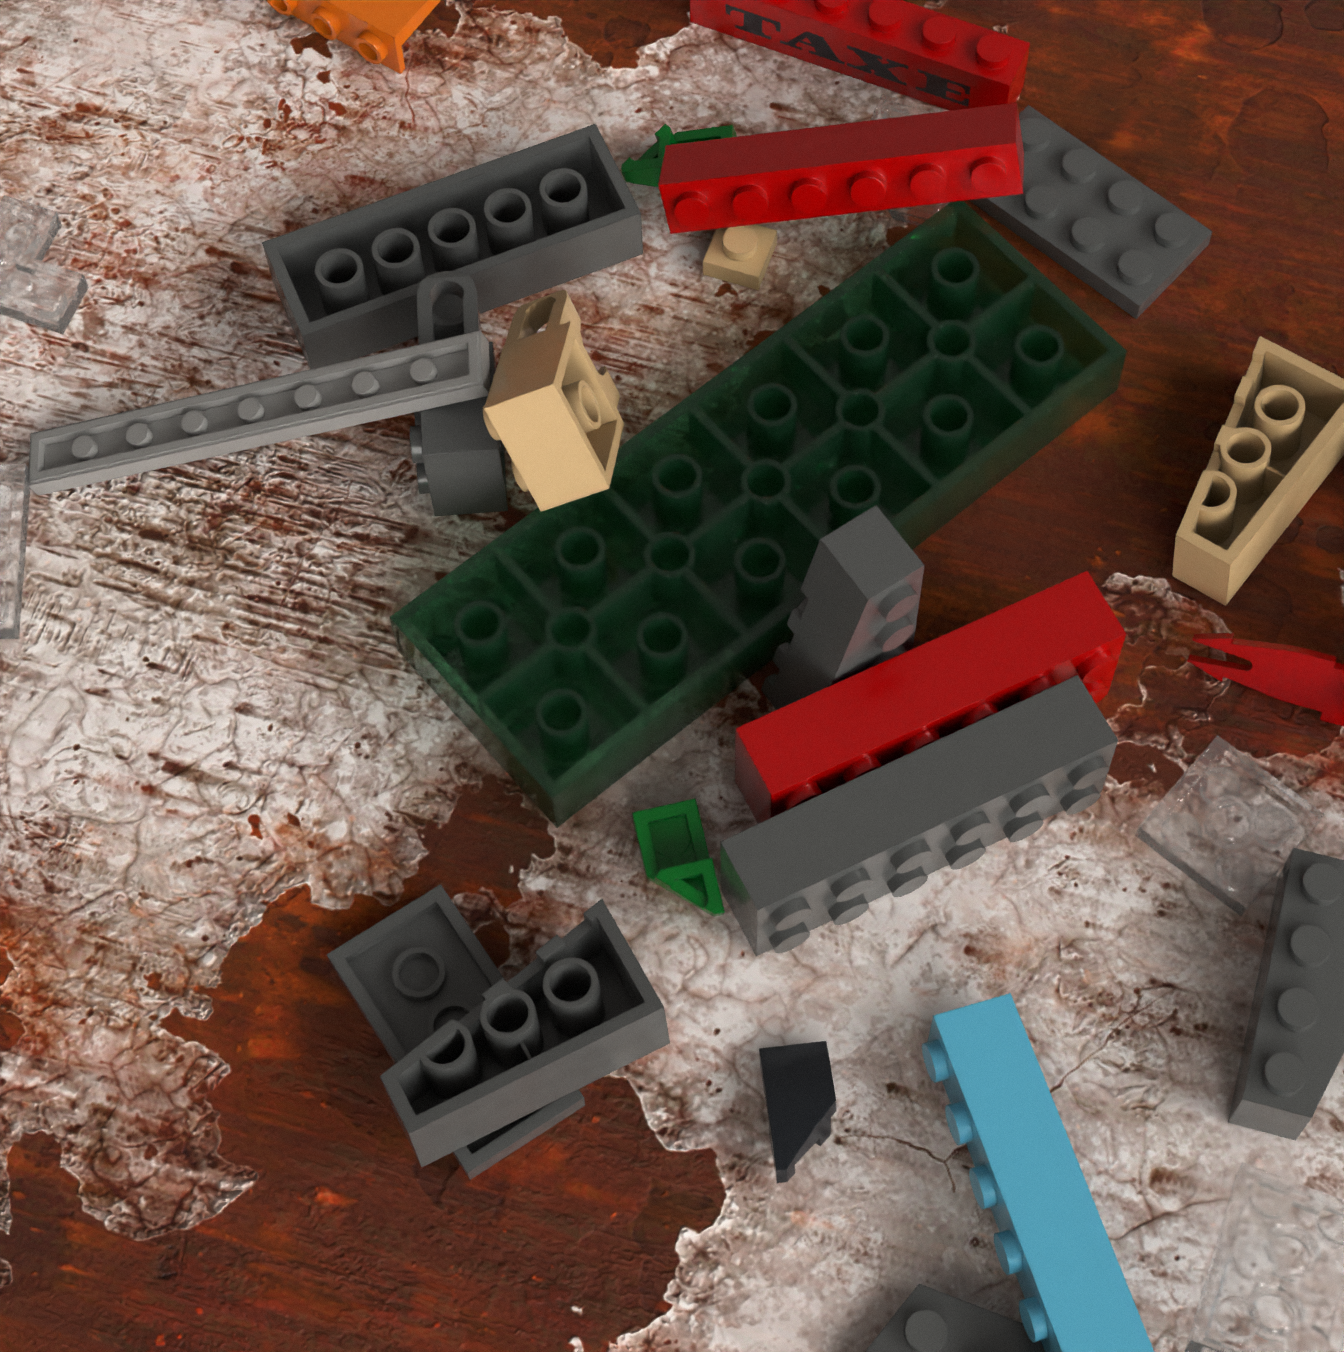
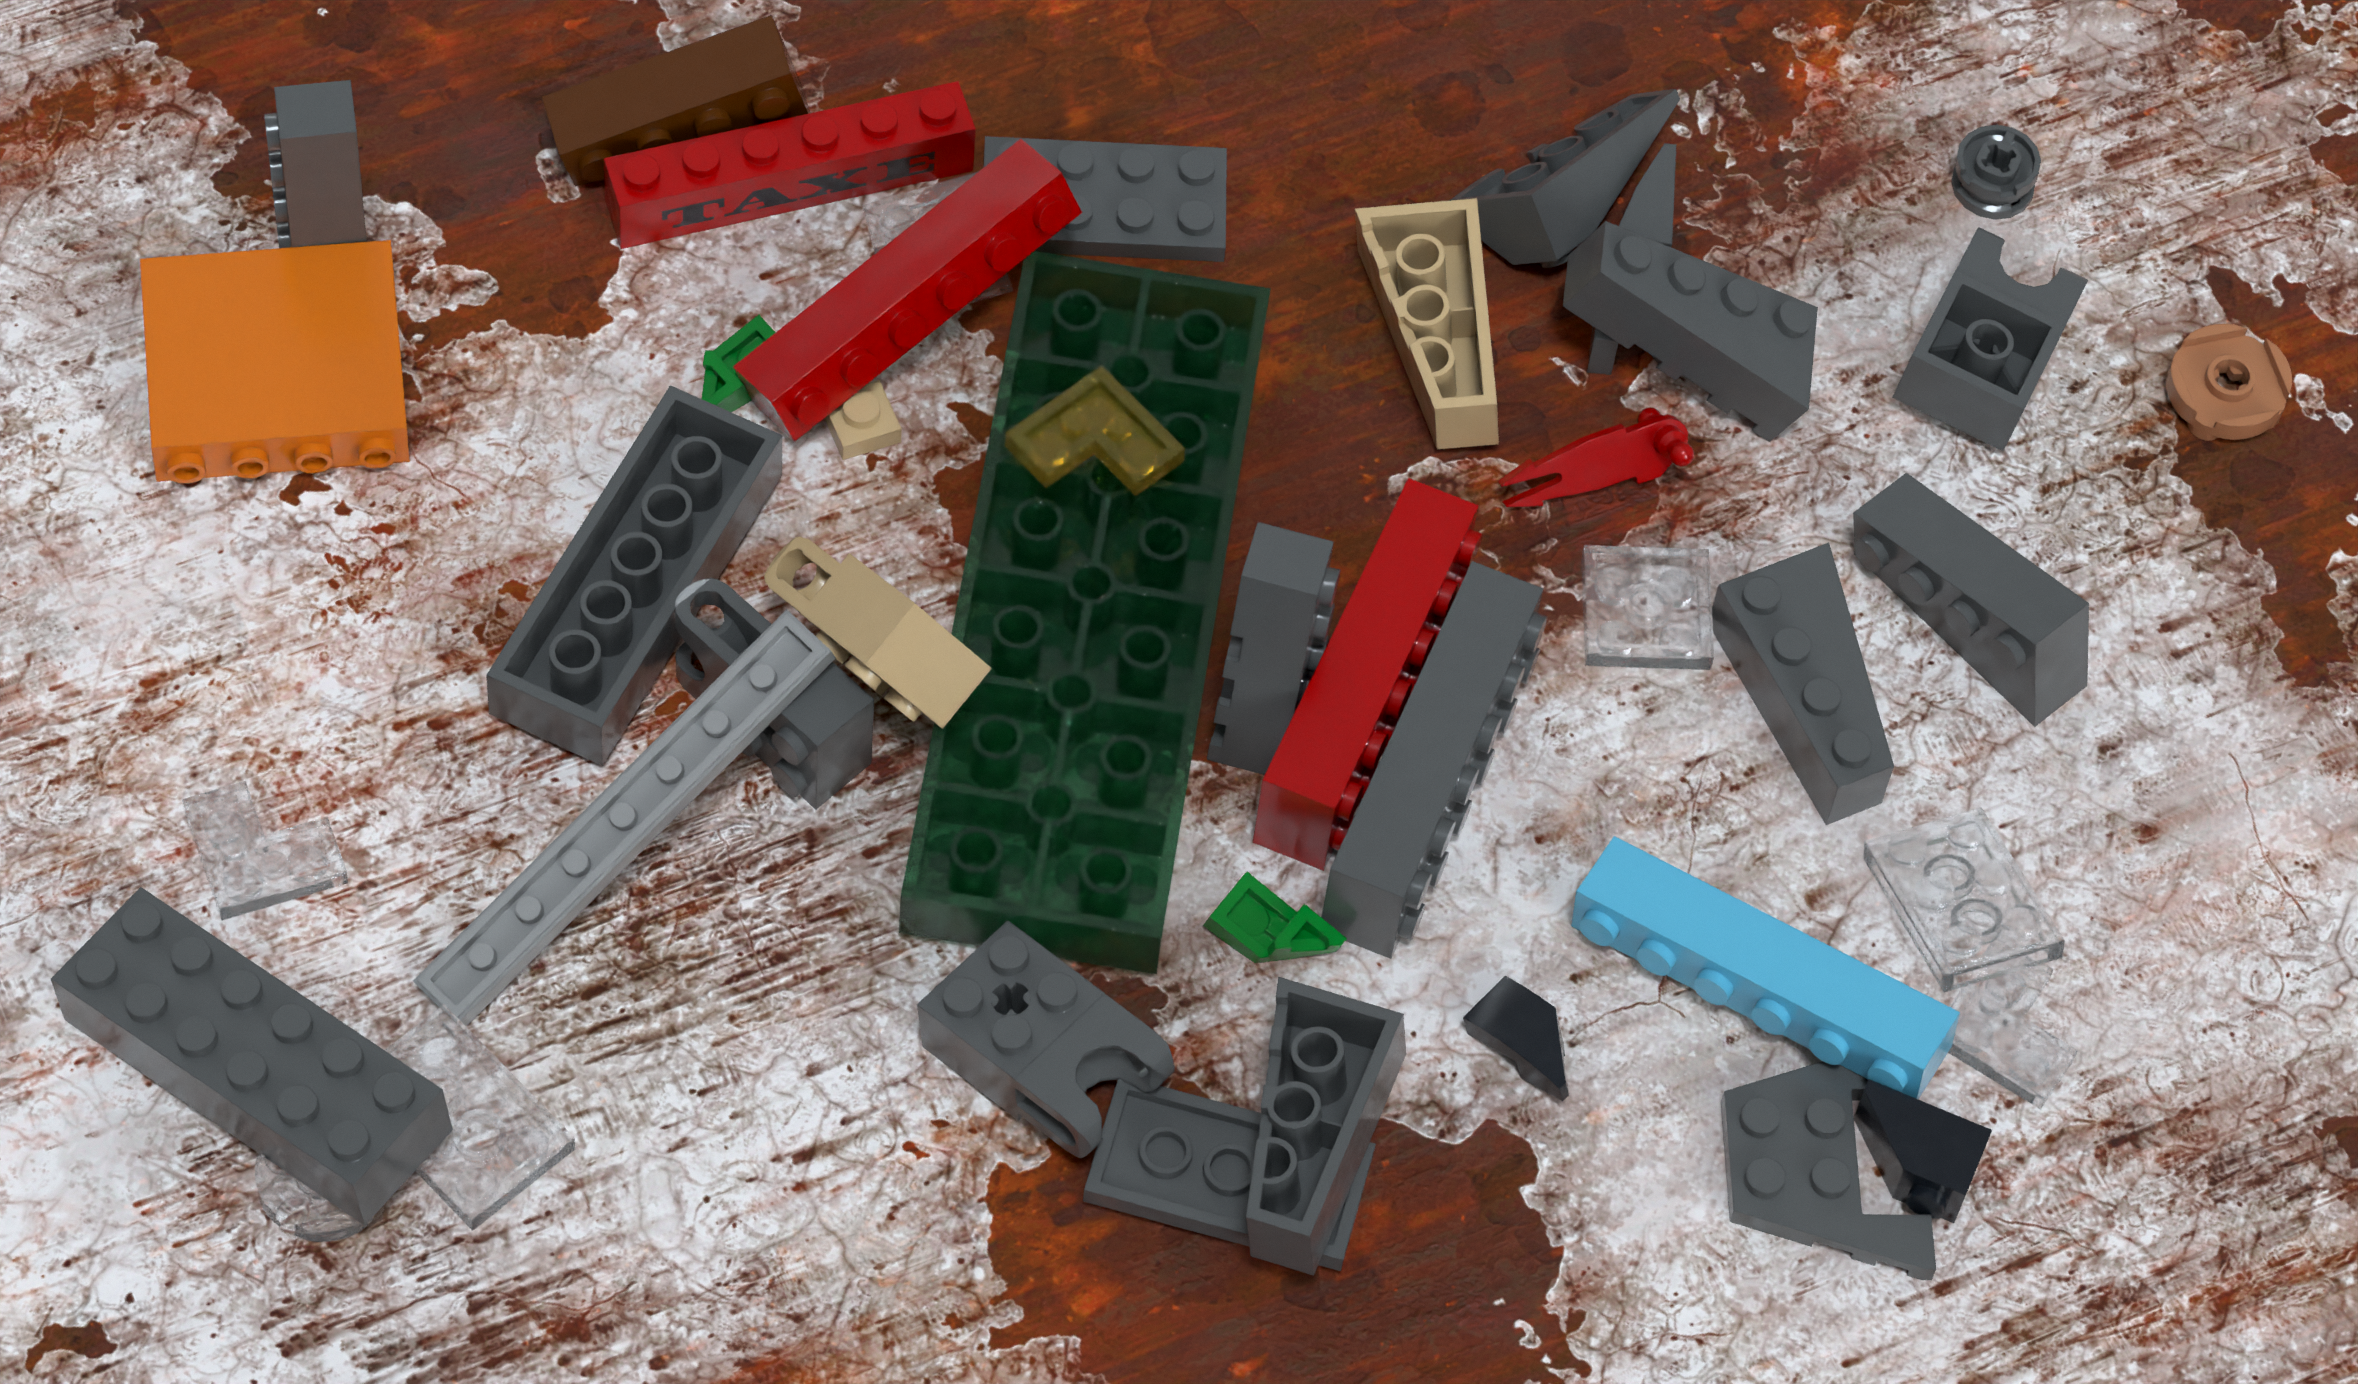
camera: 50 degrees left, 5 degrees down
(399, 805) = (1038, 1037): none -> dark grey brick
(876, 354) = (1096, 420): none -> clear yellow plate

